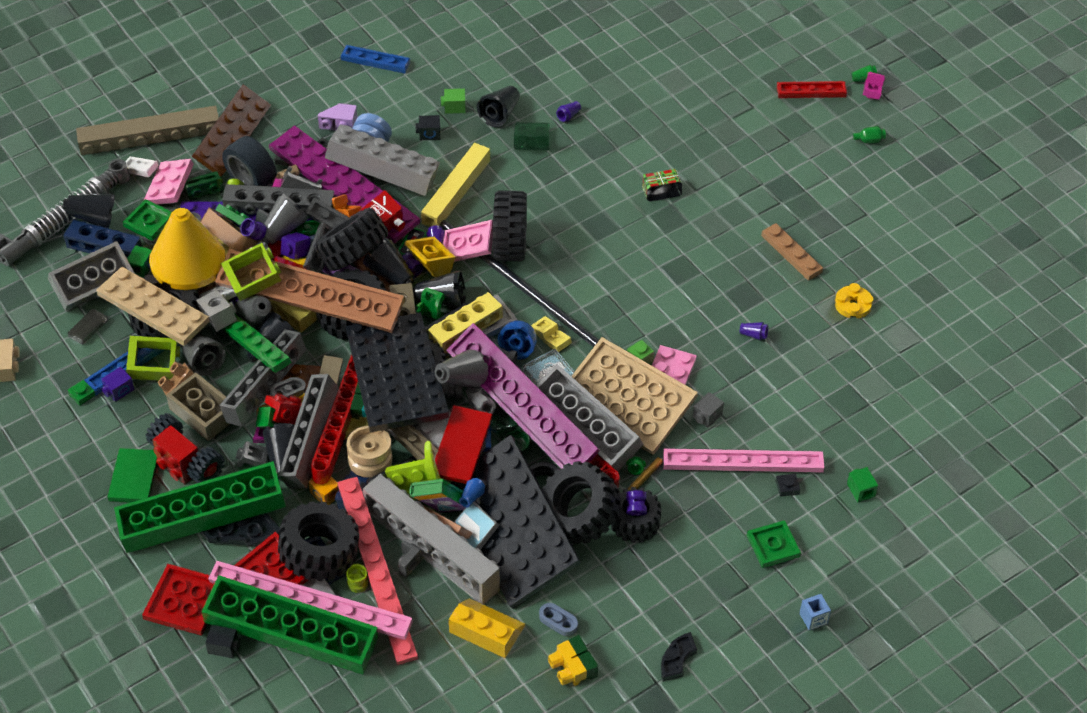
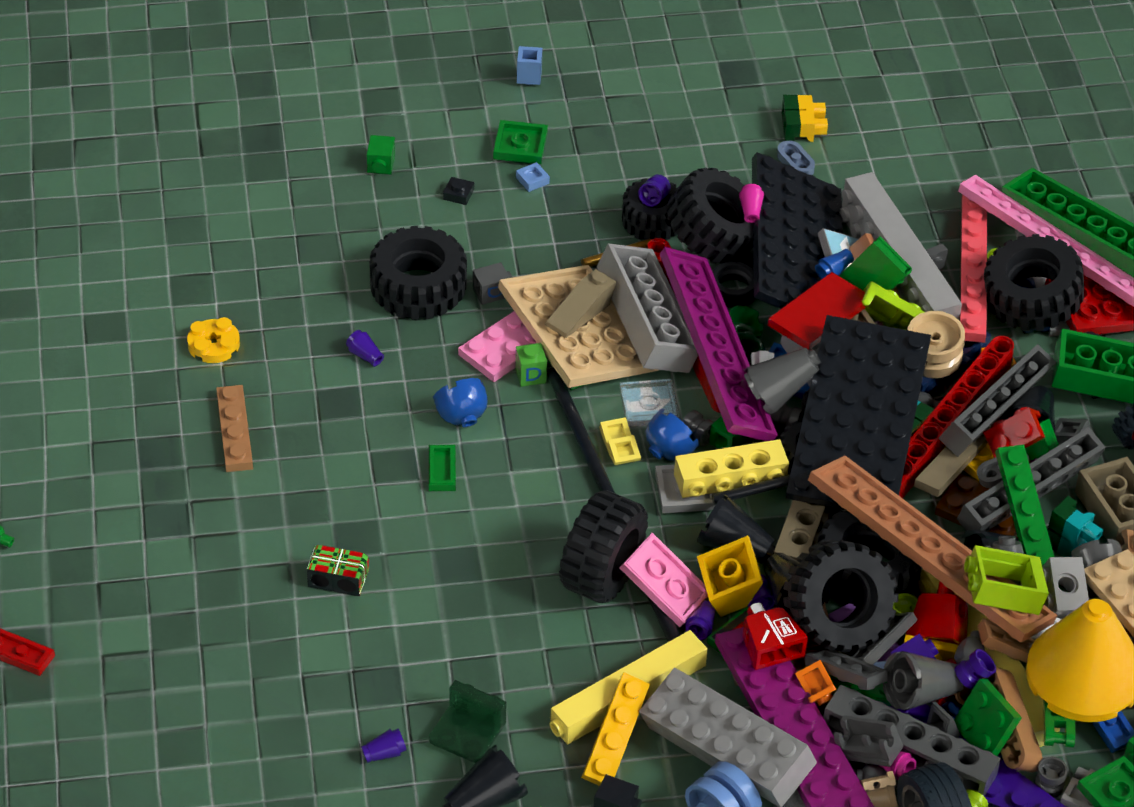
camera: 155 degrees left, 5 degrees down
(226, 368) = (1071, 528): none -> teal hips
(431, 303) = (766, 519): green piece -> none
(448, 154) = (616, 729): none -> yellow plate
(485, 627) = (893, 175): yellow slope -> none
(556, 506) = (751, 201): none -> dark pink cone
(630, 396) = (582, 304): none -> dark tan slope
(649, 276) = (442, 468): none -> green tile
(665, 309) = (462, 403): none -> blue cylinder
(676, 655) = (691, 97): black tile -> none
(743, 460) = (492, 224): bright pink plate -> none
(744, 520) = (532, 177): none -> medium blue tile
(753, 407) = (423, 294): none -> black tyre

